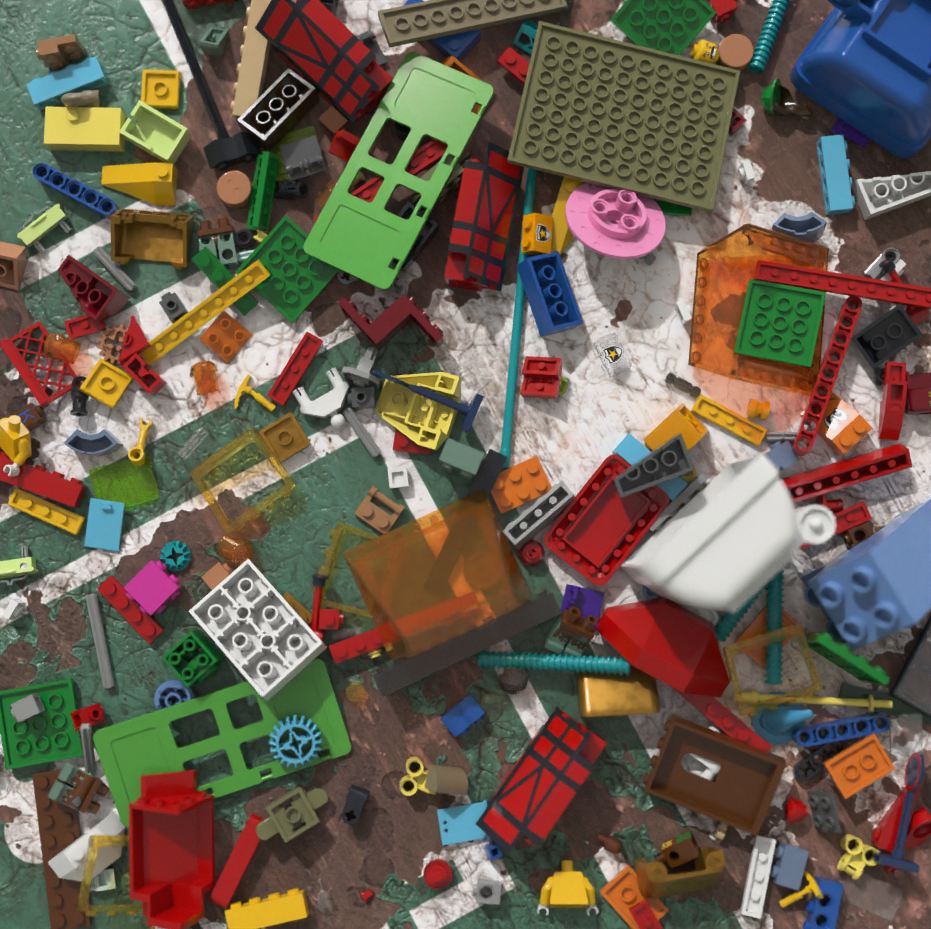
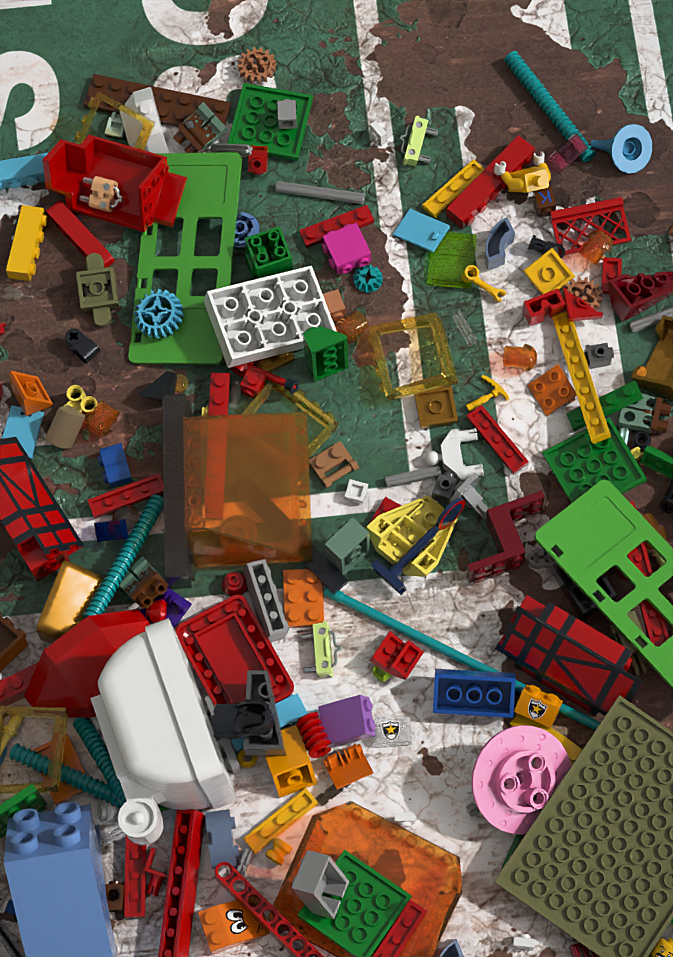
camera: 110 degrees right, 15 degrees down
(187, 856) = (103, 193): none -> light nougat piece
(277, 559) = (325, 352): none -> green slope
(371, 703) = (162, 386): none -> black slope
(423, 748) = (102, 419): none -> clear orange piece
(423, 832) = (29, 392): none -> orange slope
(488, 691) = (126, 495): none -> red plate
(531, 688) = (111, 530): none -> clear blue plate
(561, 446) = (323, 649): none -> yellowish green piece
(593, 607) = (157, 611): none -> red cone
(621, 395) = (348, 720): none -> medium lavender brick
(647, 418) = (313, 735): none -> red piece
(660, 378) = (348, 766): none -> orange hinge
(673, 479) = (242, 719): none -> black hair
(789, 356) = (317, 876): none -> light grey piece

